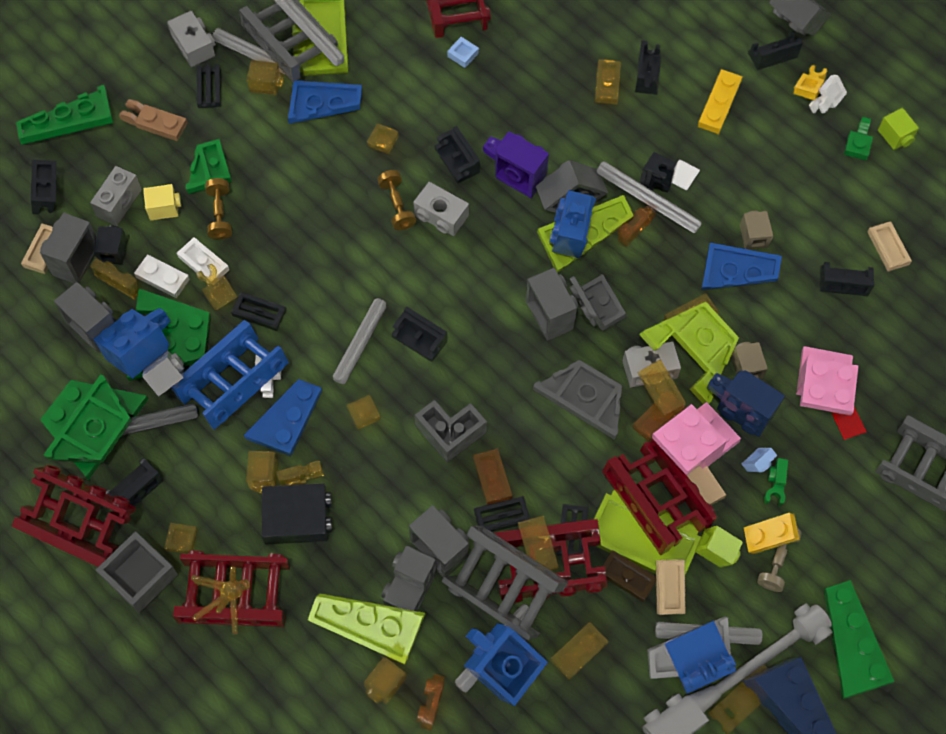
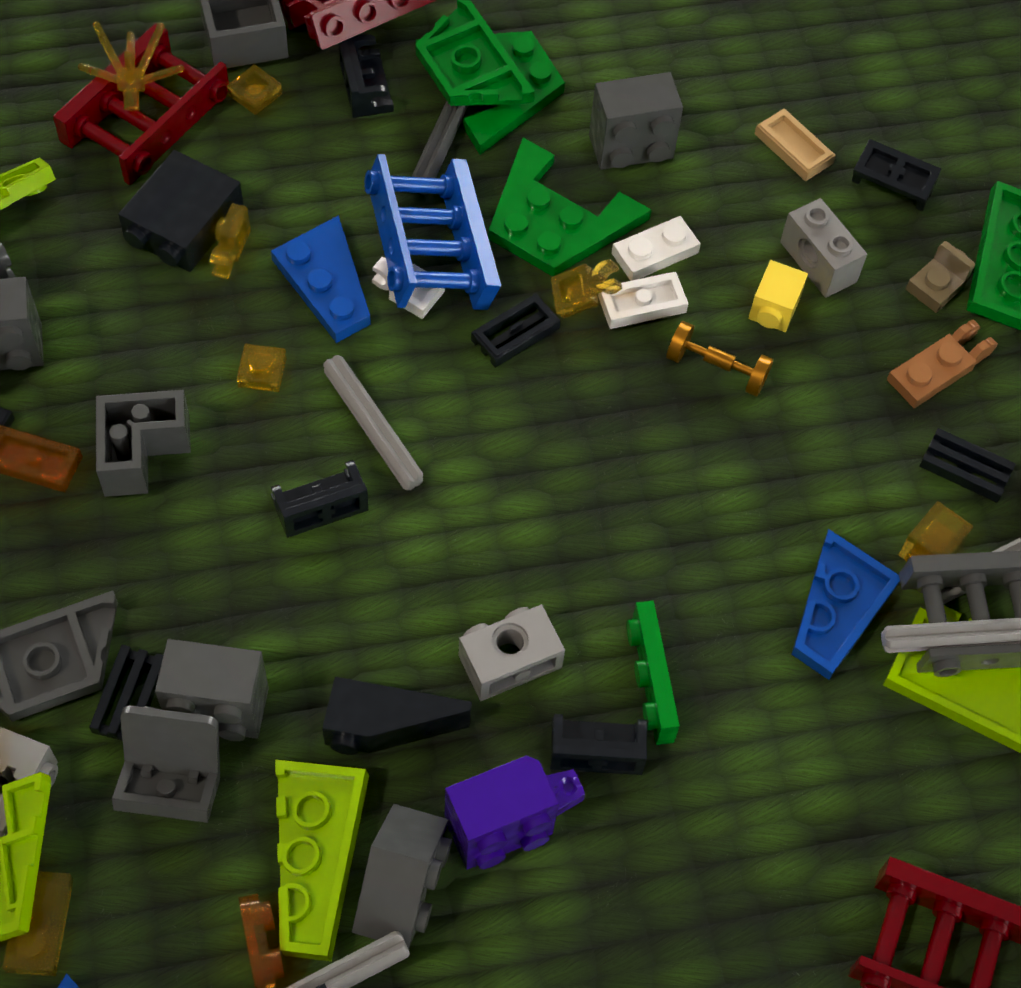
camera: 120 degrees right, 5 degrees down
(69, 248) = (759, 149): dark grey piece -> none
(98, 142) = (941, 277): none -> dark tan bracket
(109, 274) = (684, 189): clear yellow plate -> none
(110, 244) = (744, 208): black brick -> none
(134, 341) = (559, 148): blue hinge -> none
(164, 372) = (484, 154): light grey brick -> none
(208, 164) = (807, 387): green wing -> none
(261, 470) = (271, 206): clear yellow brick -> none
(382, 138) = (706, 648): clear yellow plate -> none
(390, 180) = (572, 598): pearl gold wheel -> none
(411, 149) = (653, 673): none -> green plate
(463, 52) = (811, 887): light blue plate -> none
(509, 239) = (382, 717): none -> black slope
(572, 224) = (314, 799): blue hinge -> none
(587, 337) = (113, 685): none -> black tile

